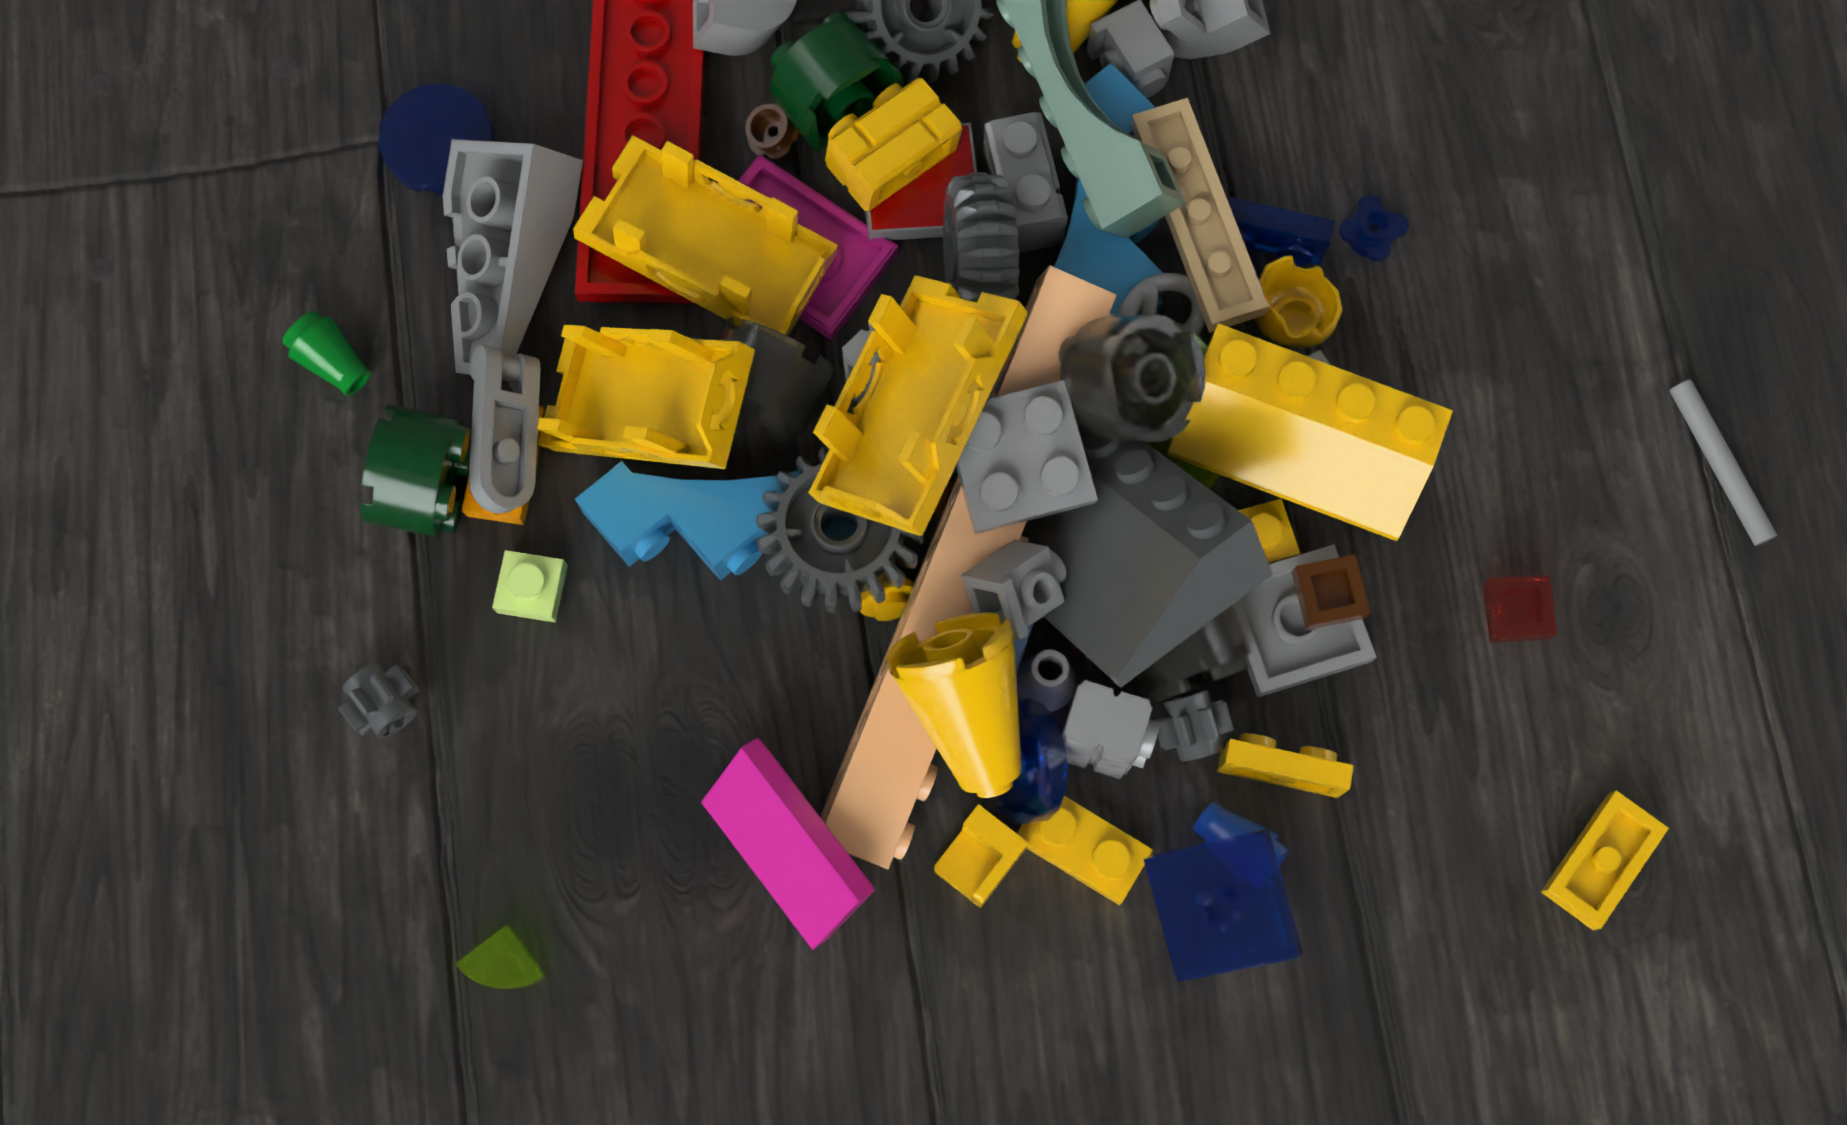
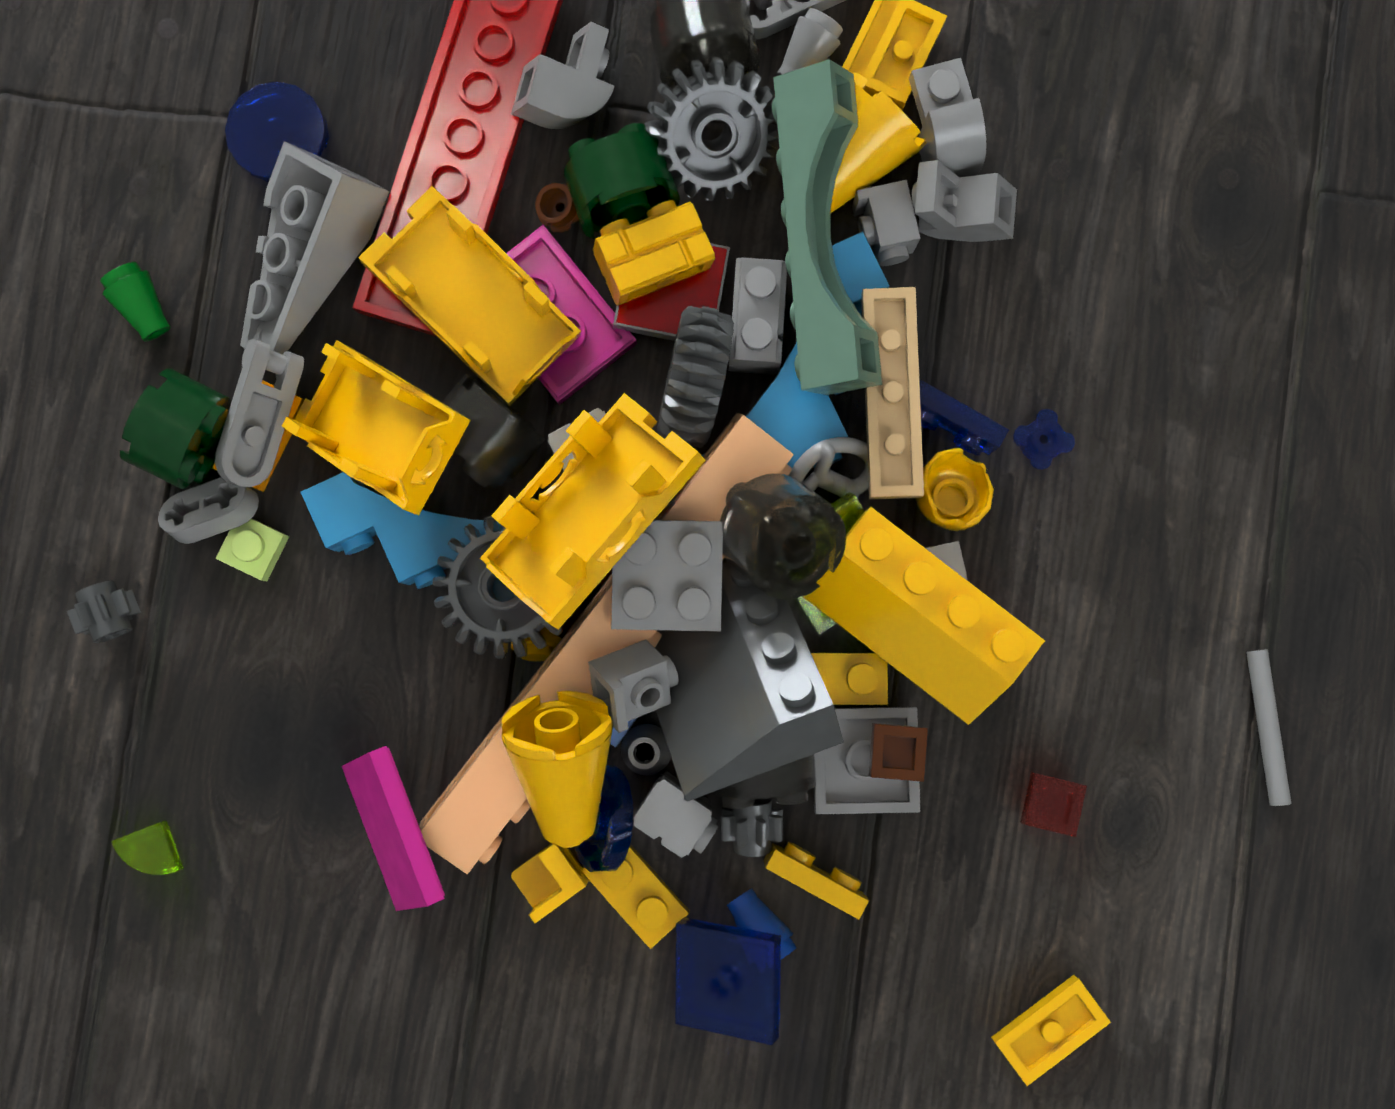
camera: 20 degrees right, 10 degrees up
(469, 555) = (207, 510): none -> light grey beam

